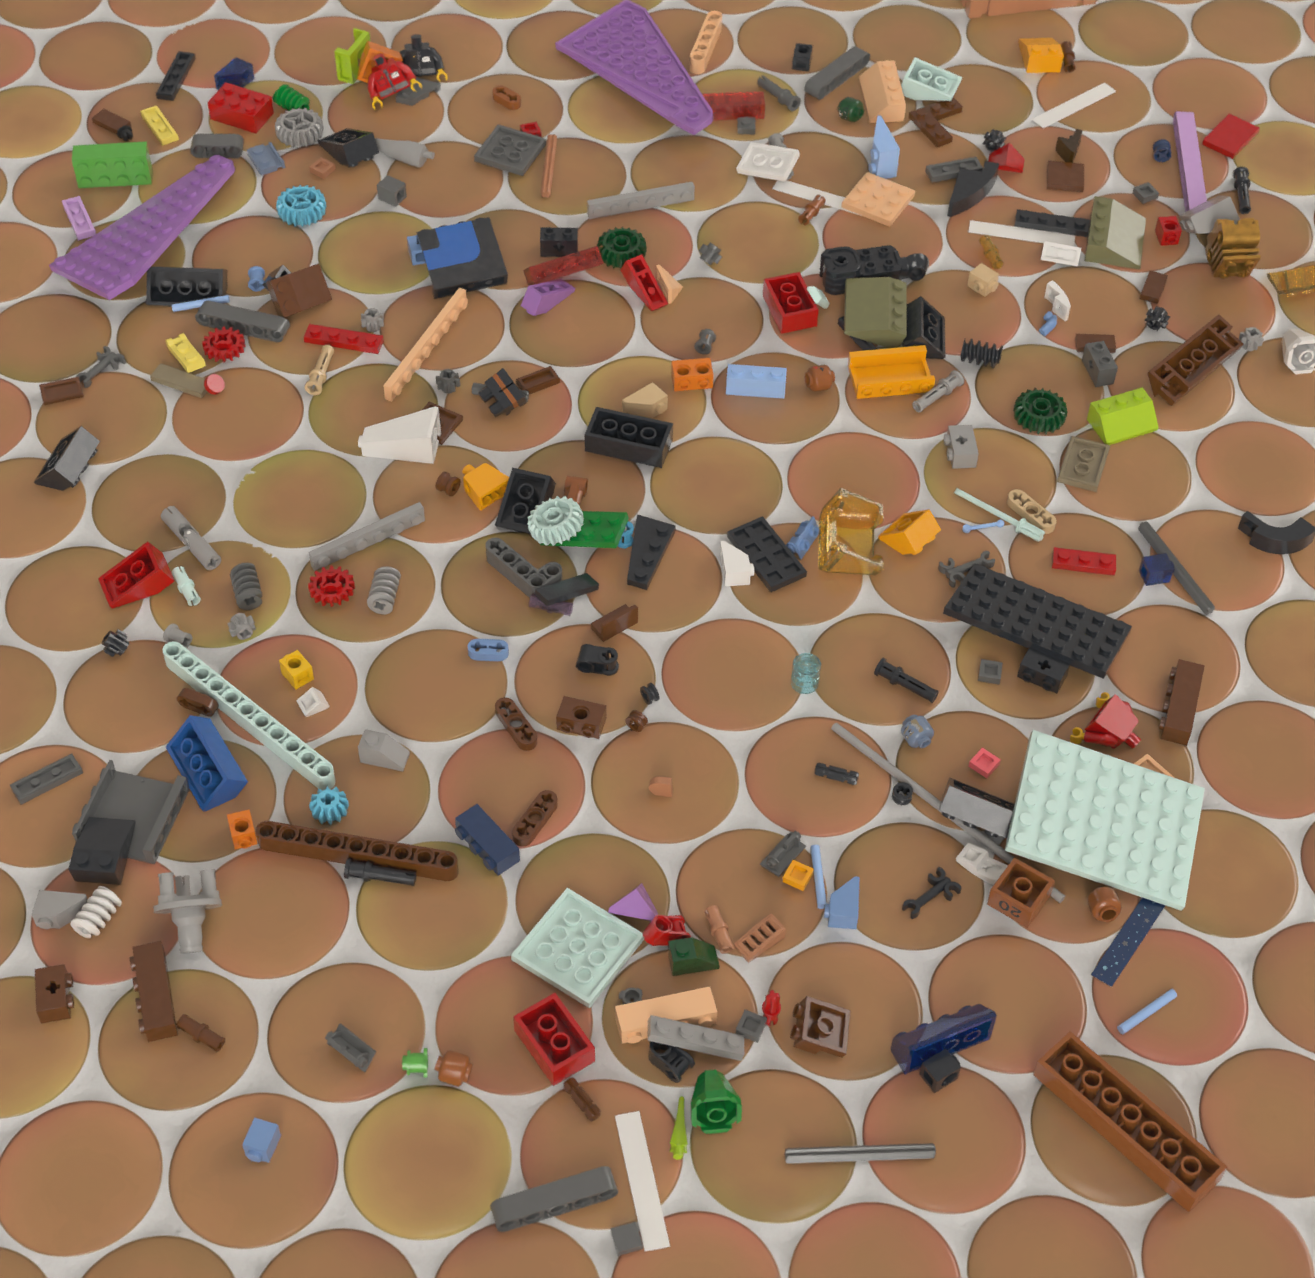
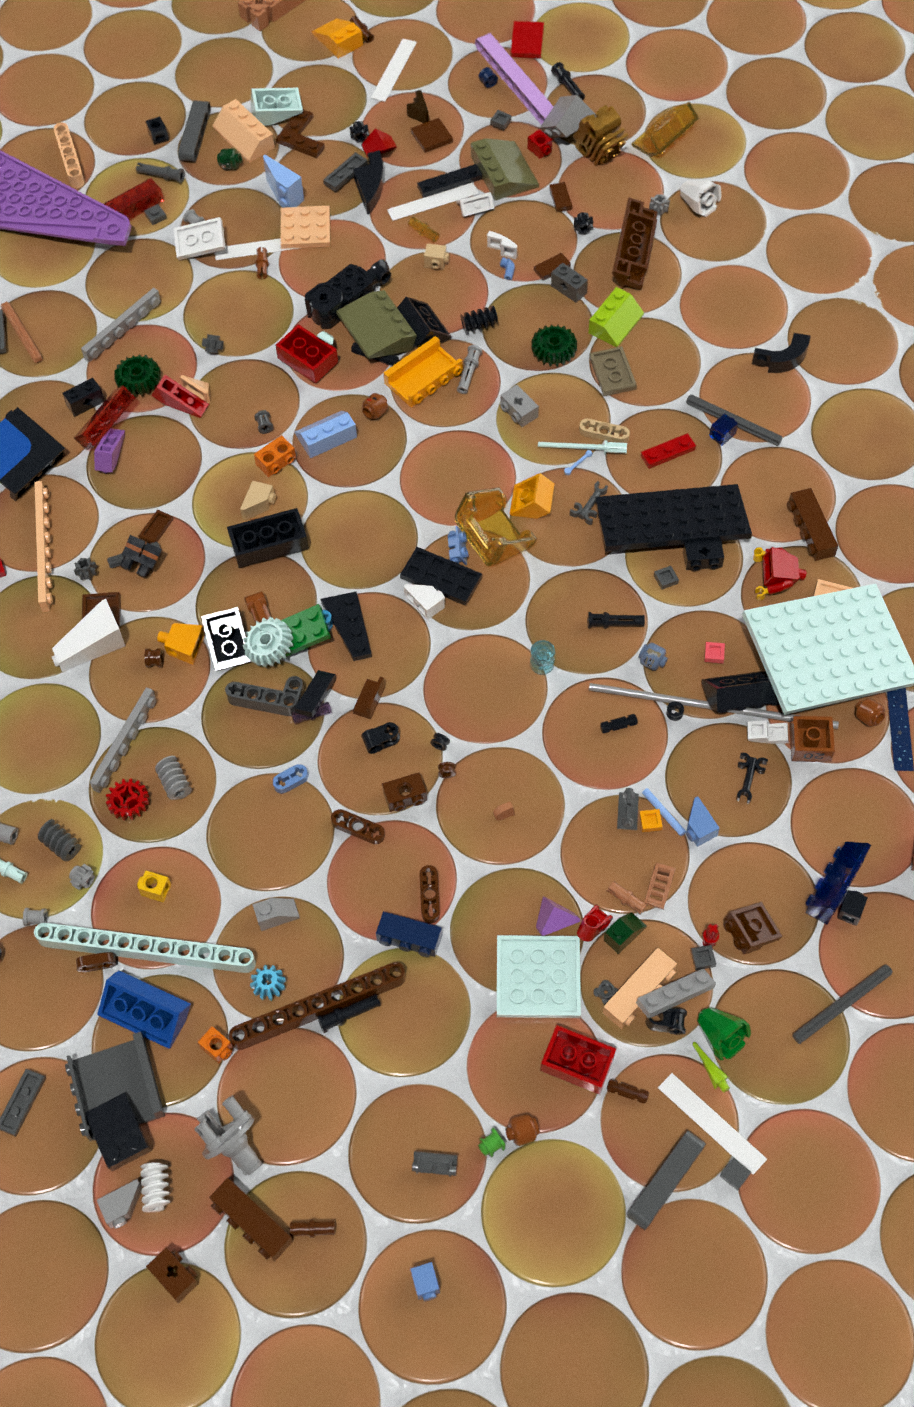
camera: 30 degrees left, 10 degrees up
(312, 702) = (186, 905): white slope -> none

